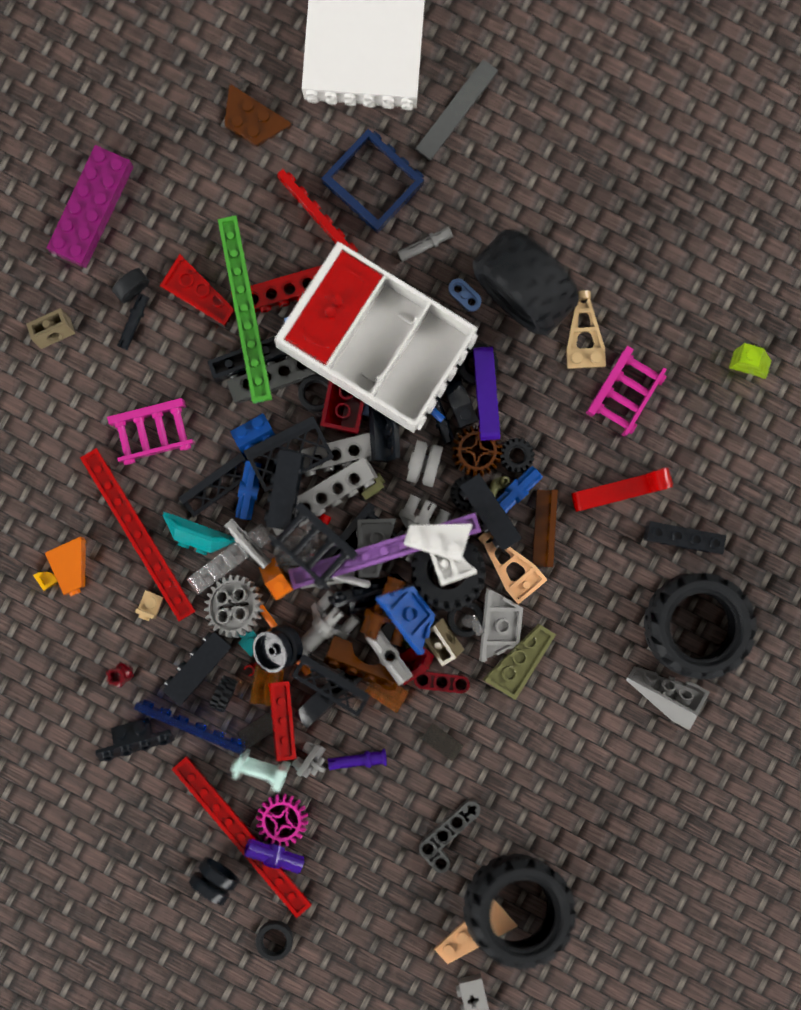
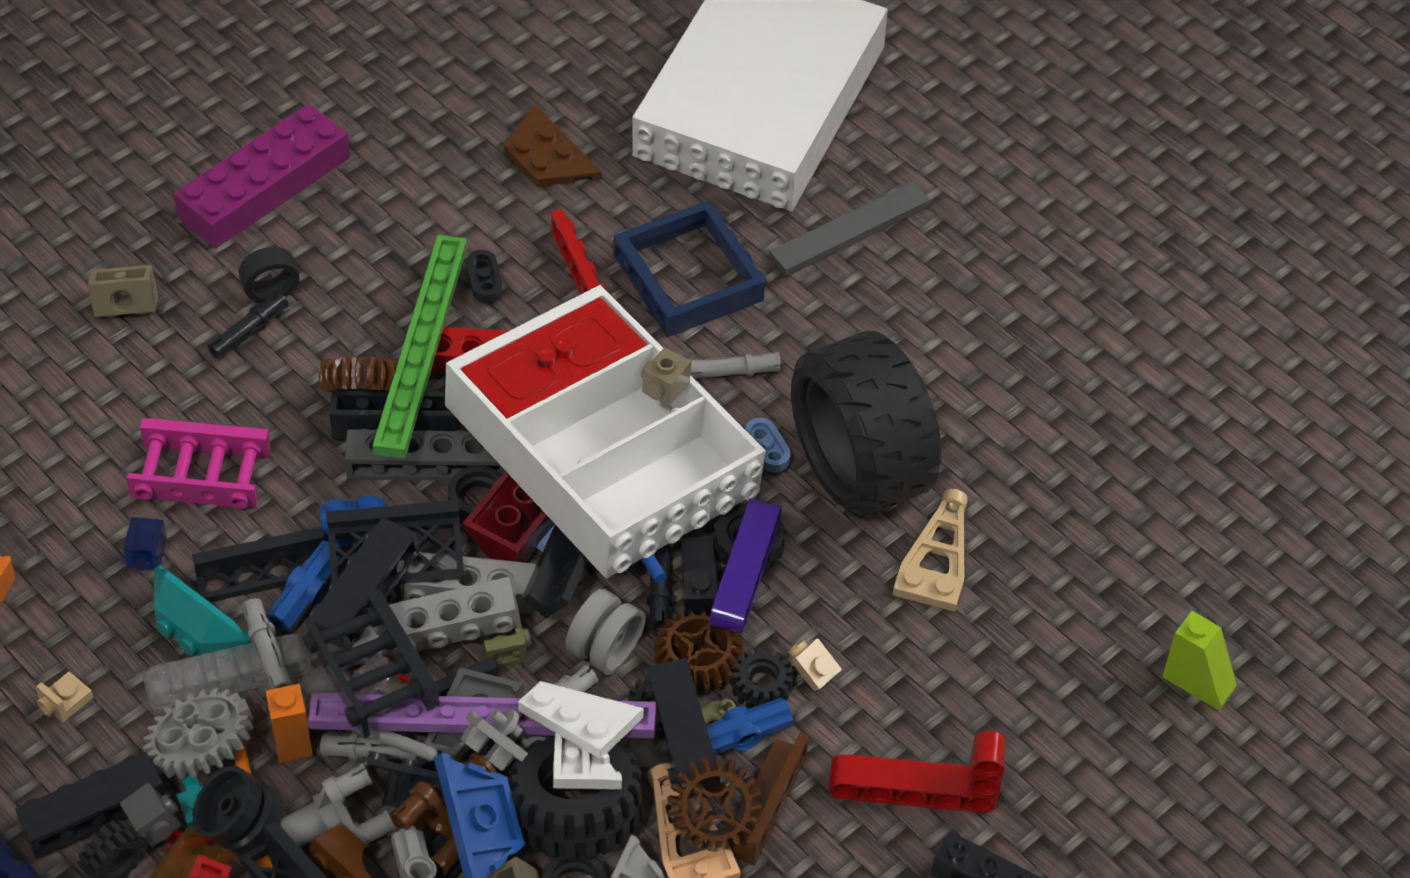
camera: 20 degrees right, 35 degrees down
(138, 534) = (101, 598): red plate -> none
(147, 496) = (145, 543): none -> clear blue brick
(193, 289) = (358, 314): red wing -> none
(218, 343) = (357, 374): none -> reddish brown gear
(233, 665) = (151, 814): none -> dark grey brick
(254, 233) = (484, 276): none -> black plate
(398, 566) = (504, 749): none -> light grey hips
(404, 302) = (666, 376): none -> dark tan brick
(527, 561) = (704, 816): none -> reddish brown gear
(539, 434) = (813, 663): none -> tan bracket
(618, 375) = (970, 619): dark pink fence -> none

